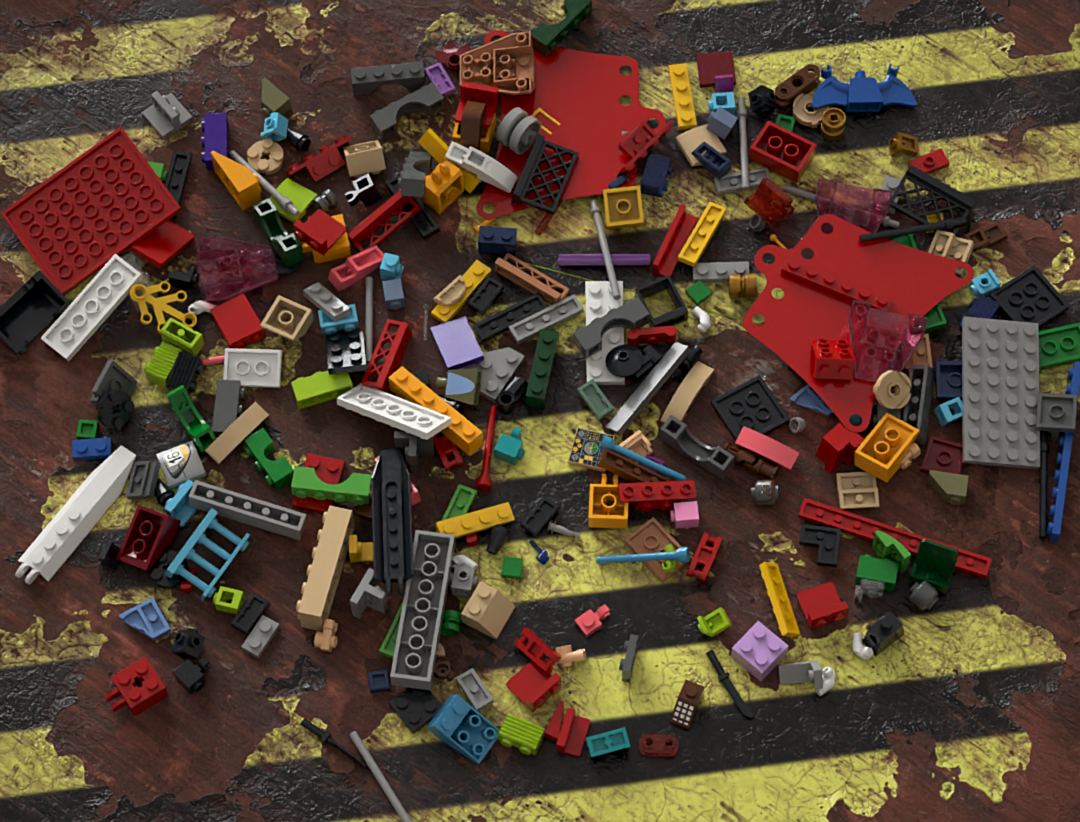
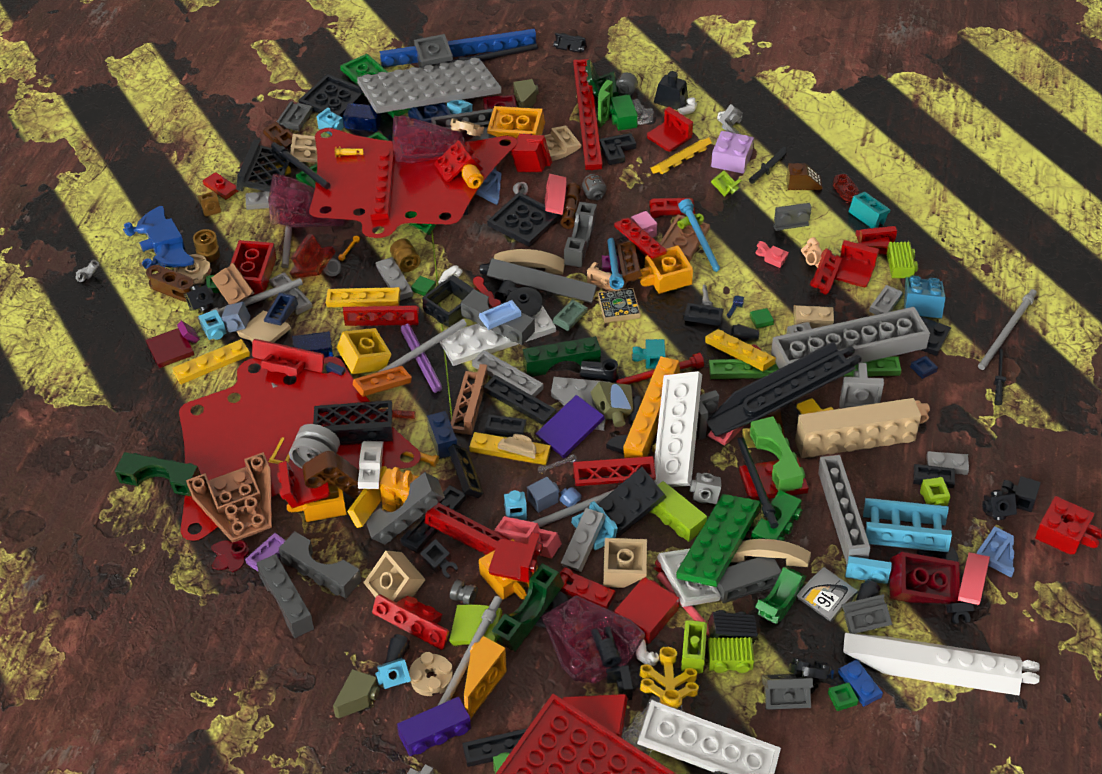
camera: 115 degrees left, 15 degrees down
(126, 576) = (974, 578): none -> coral slope
(209, 271) = (607, 647): none -> black hinge
(271, 402) = (718, 540): none -> green plate
(276, 449) = (767, 508): none -> black bar
(286, 288) = (586, 589): none -> red plate
(324, 420) = (706, 488): none -> light grey brick
(382, 317) = (570, 496): none -> medium blue piece
(449, 246) = (465, 471): none -> black plate
(583, 213) = (382, 381): none -> orange plate
(601, 321) = (500, 314): none -> light blue tile
(755, 124) = (232, 285): none -> medium nougat plate
(801, 359) = (472, 176): none -> light orange brick
(848, 24) = (87, 272): none -> light grey arm
(916, 269) = (347, 151): none -> yellow piece
(1011, 256) = (295, 116): none -> dark grey plate
(1035, 566) = (576, 43): none -> black hinge

